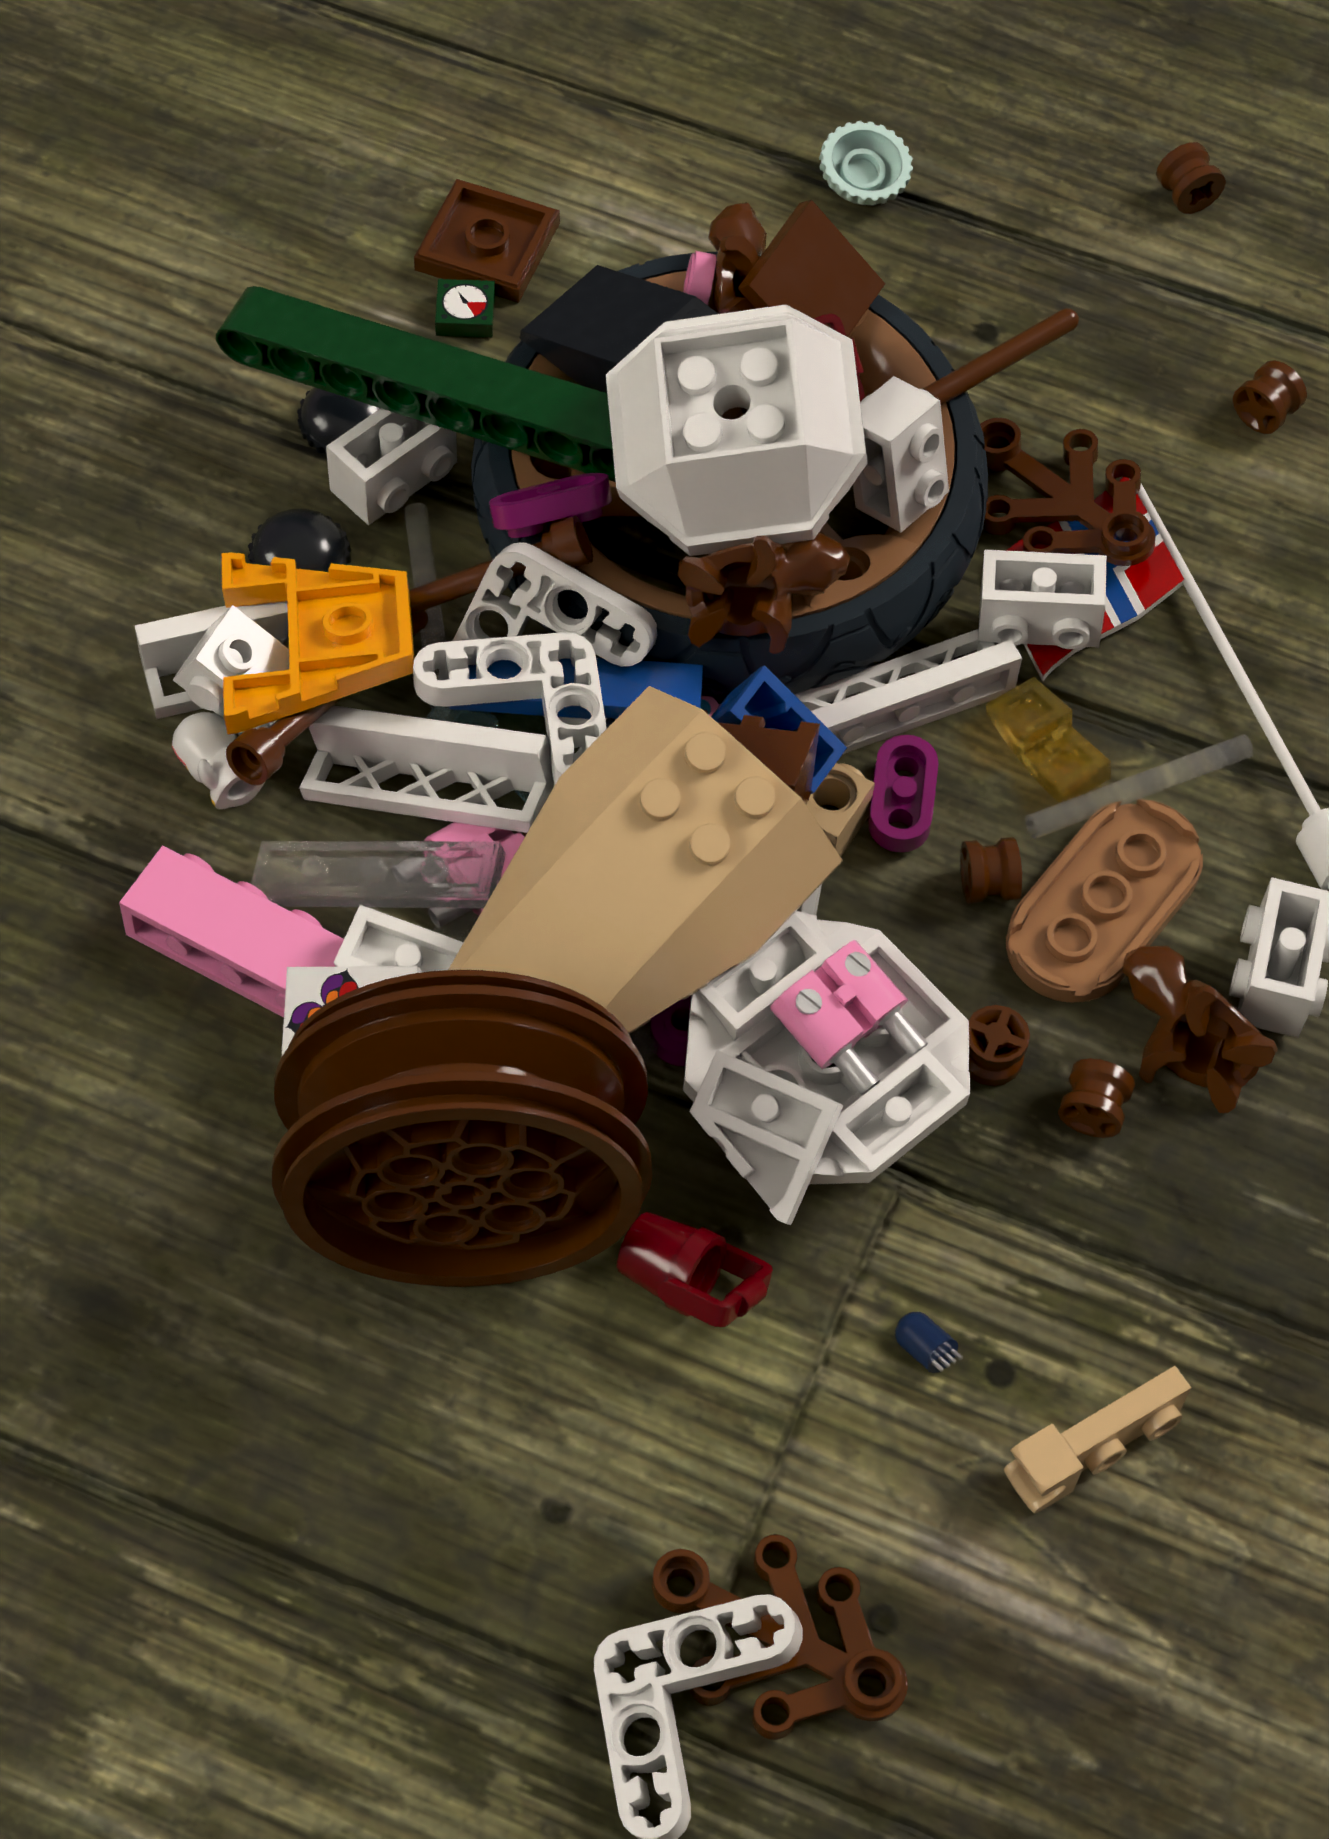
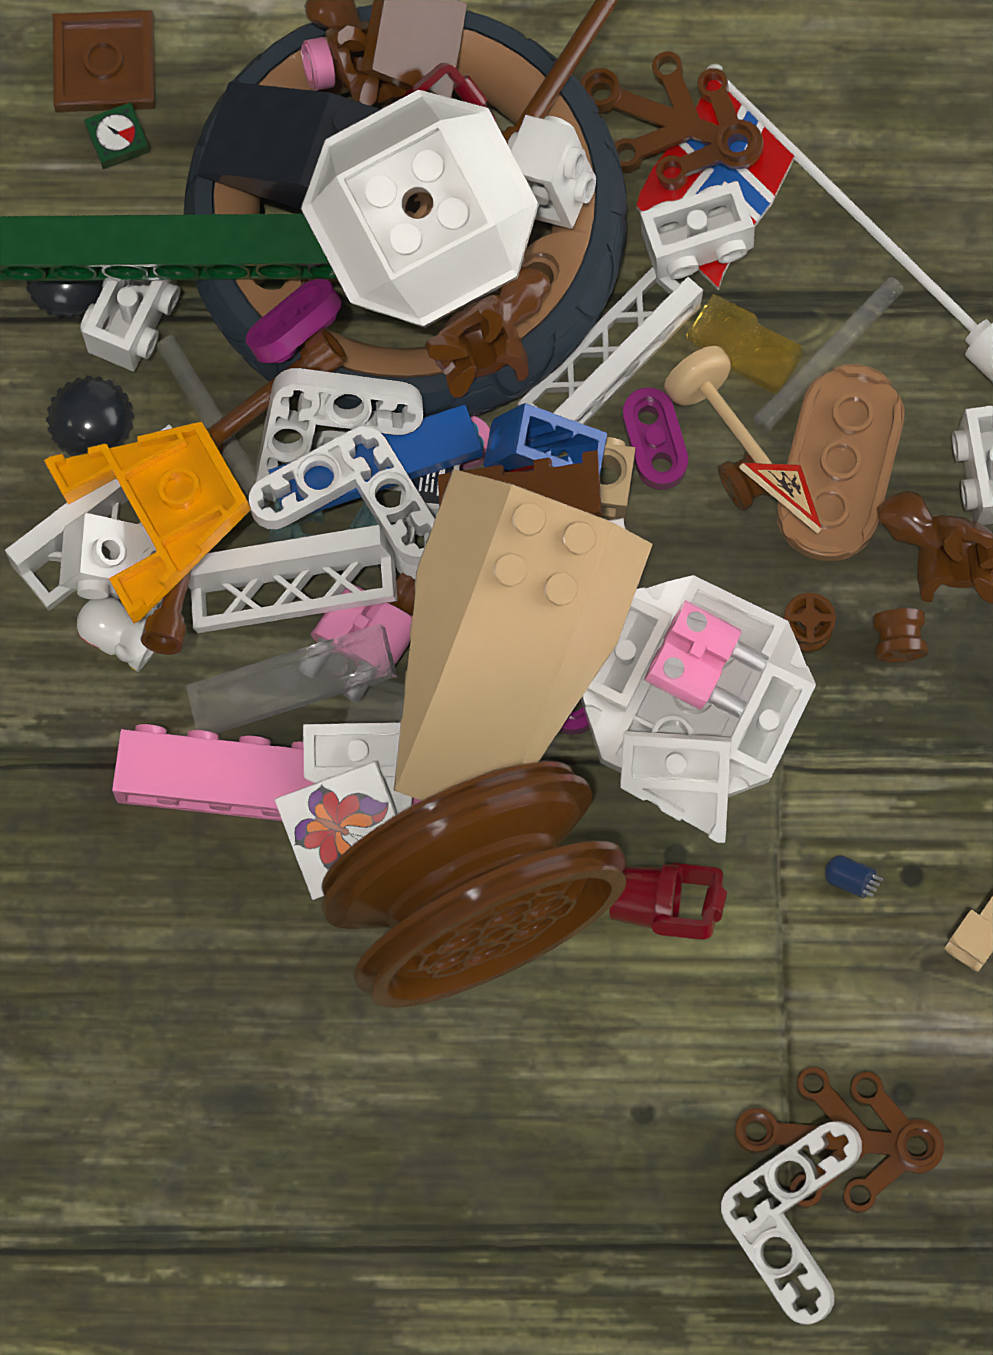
camera: 20 degrees left, 15 degrees up
(980, 747) = (700, 378): none -> tan piece

